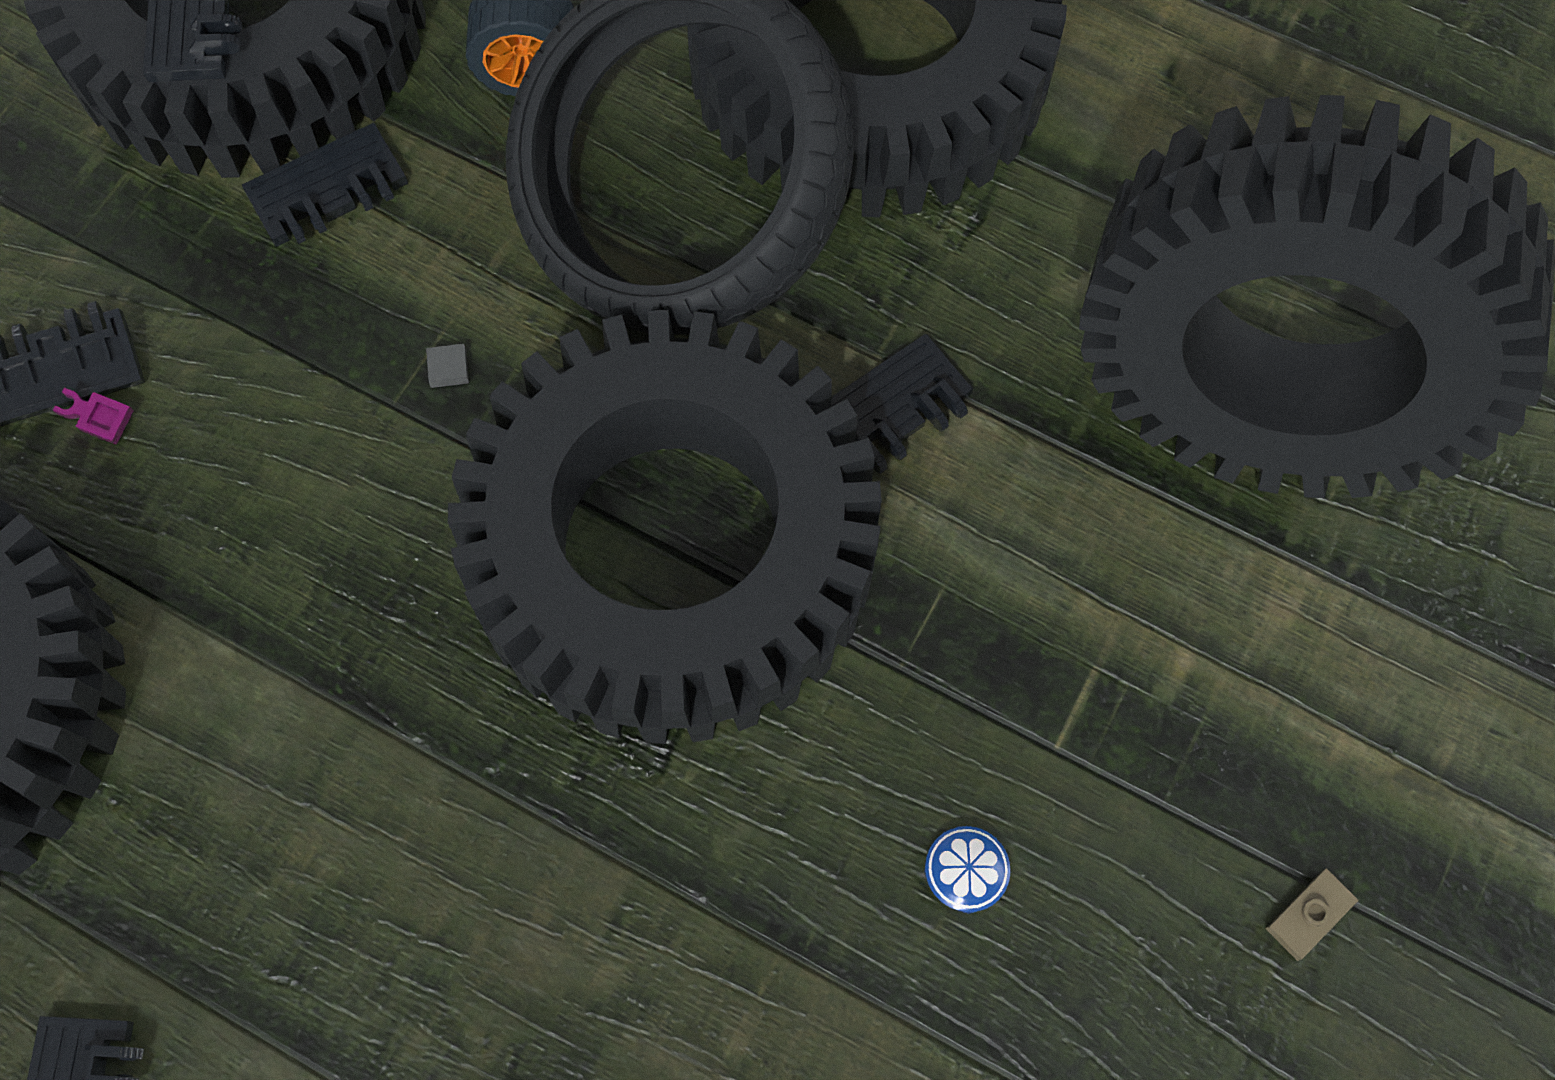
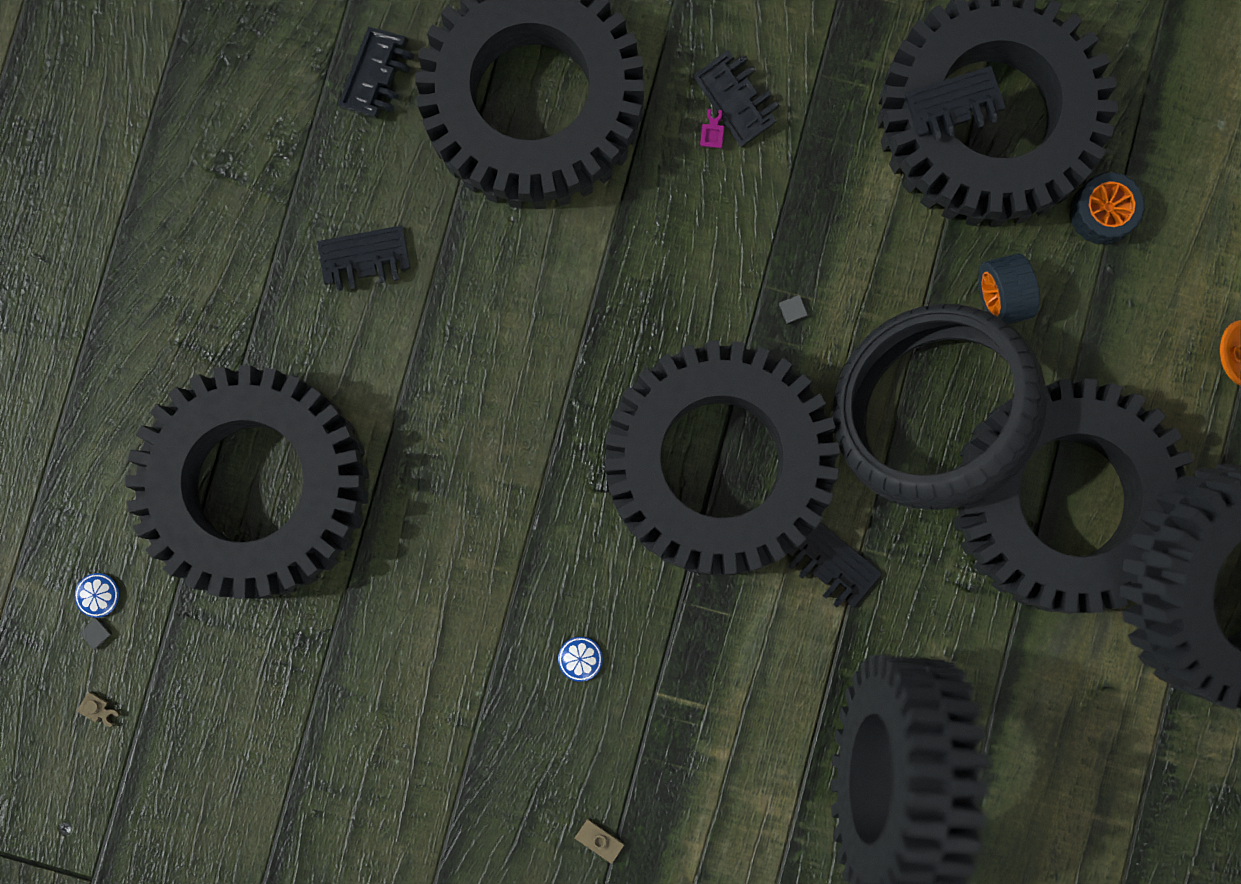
camera: 85 degrees right, 15 degrees up
(324, 183) = (890, 201): black hinge -> none

